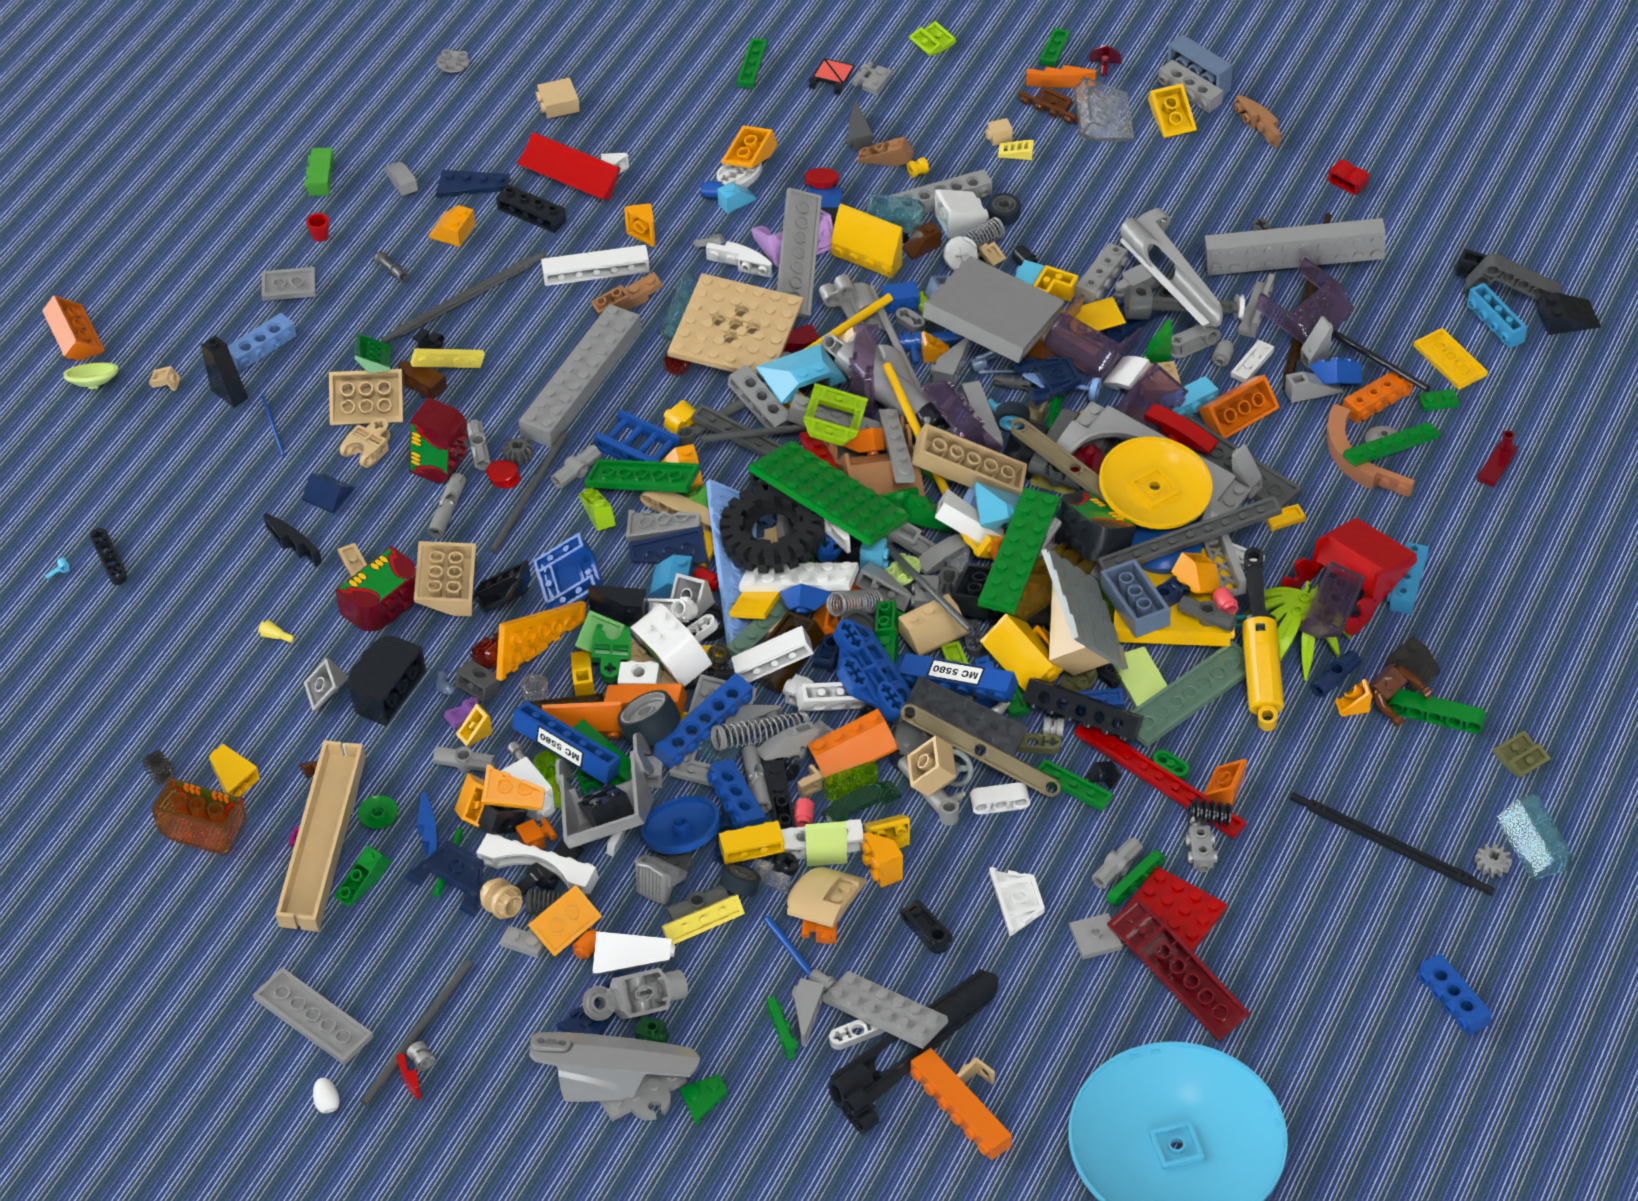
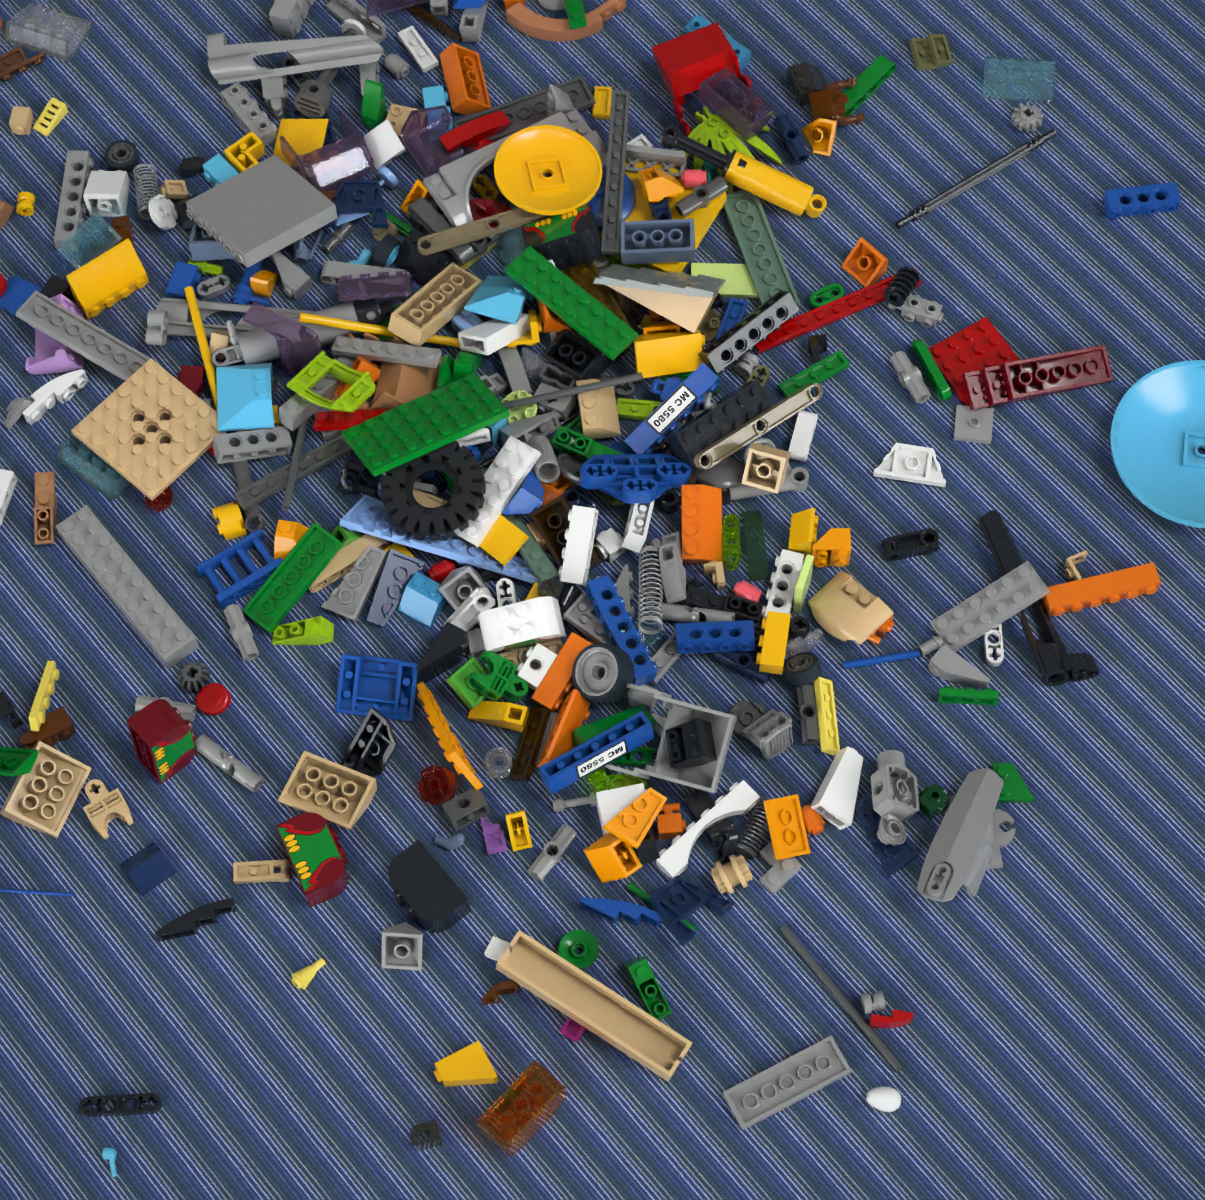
camera: 65 degrees left, 15 degrees up
(529, 491) = (248, 686): dark grey piece -> none
(681, 825) = (722, 686): blue dish -> none

